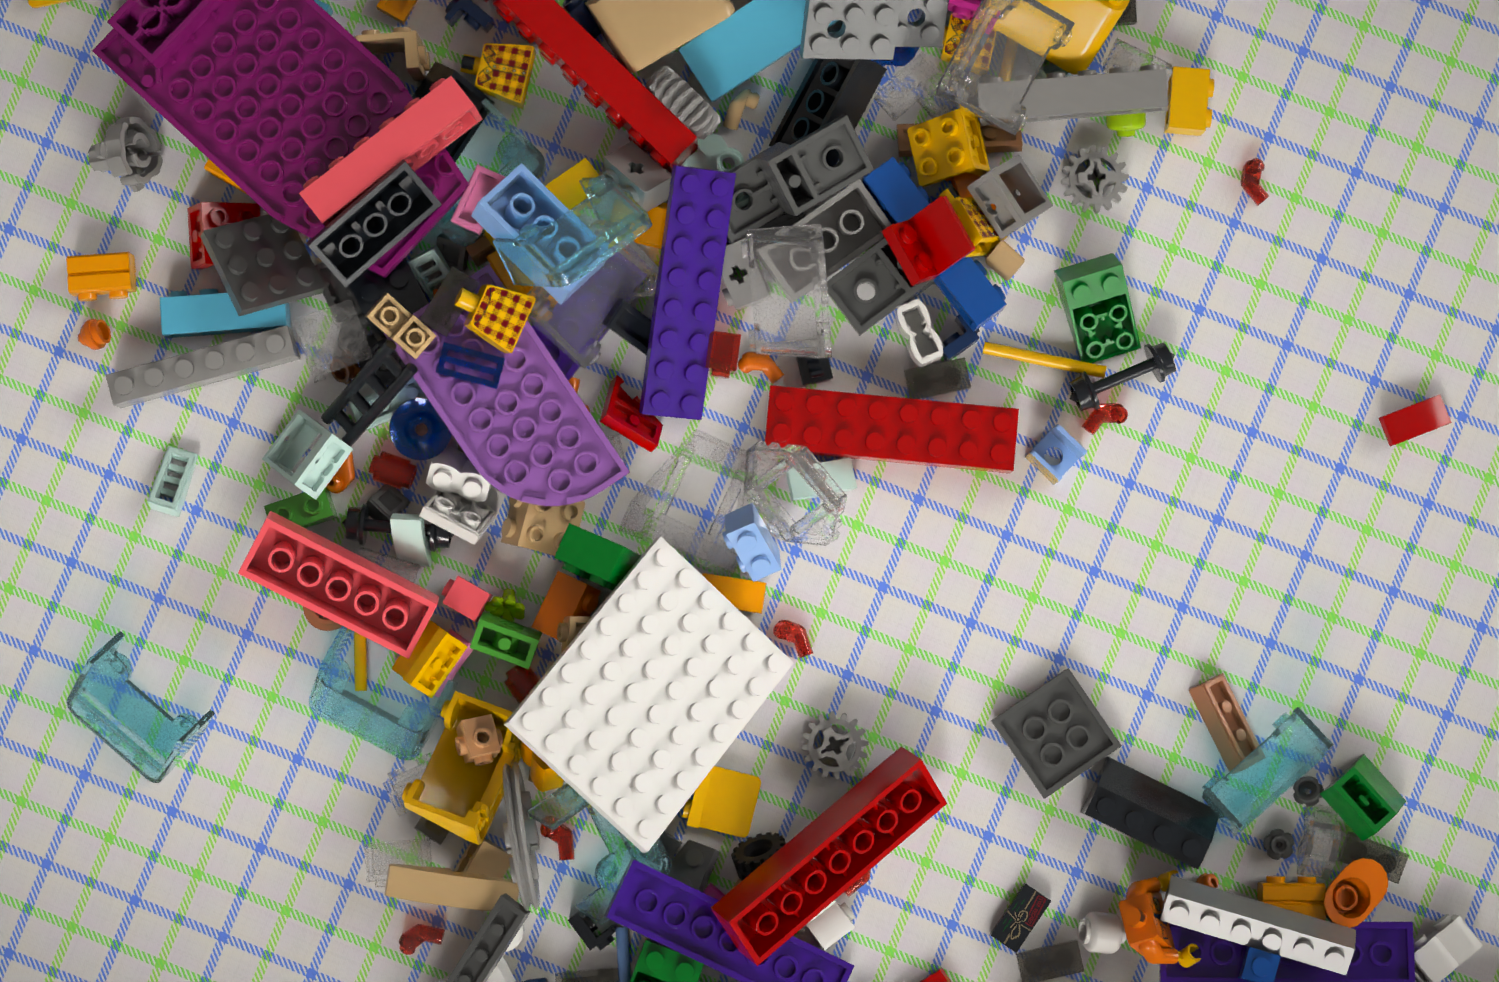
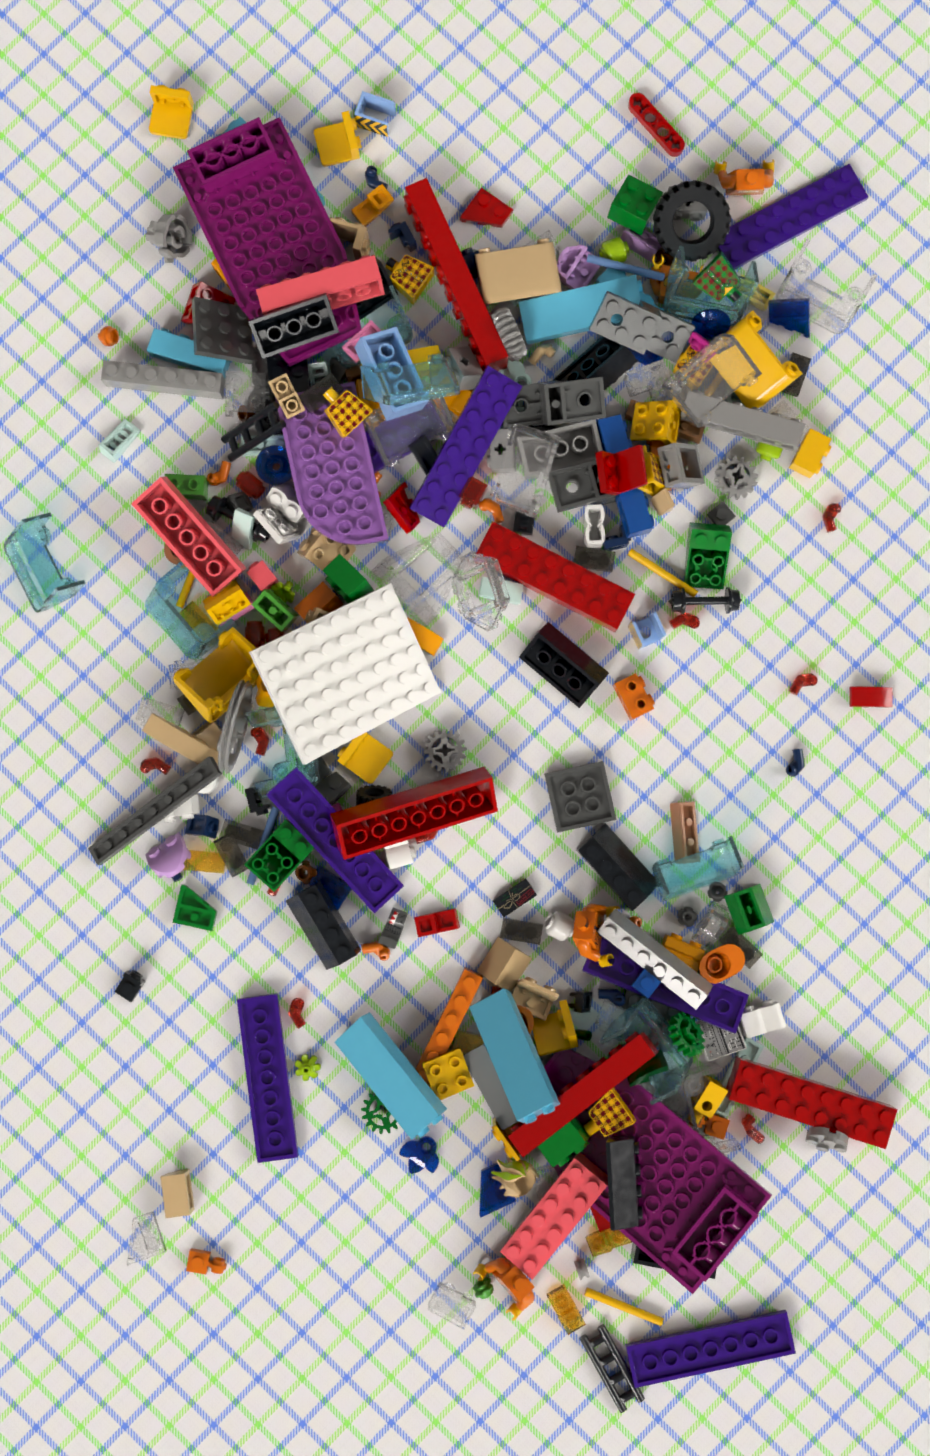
camera: 30 degrees right, 0 degrees up
(101, 275) = (126, 303): light orange brick -> none
(318, 465) = (207, 446): light aqua window -> none
(394, 696) = (194, 616): none -> clear yellow slope
(466, 364) = (304, 425): clear blue tile -> none
(478, 740) = (234, 661): light nougat brick -> none
(489, 686) = (255, 633): none -> clear red brick
(752, 542) = (444, 610): light blue brick -> none
(794, 633) = (448, 675): clear red arm -> none
(956, 551) = (563, 664): none -> black slope
(1075, 556) = (633, 696): none -> orange brick
(1095, 241) = (721, 514): none -> dark grey plate
(1308, 435) = (801, 681): none -> clear red arm
(1348, 560) = (797, 764): none -> dark blue arm

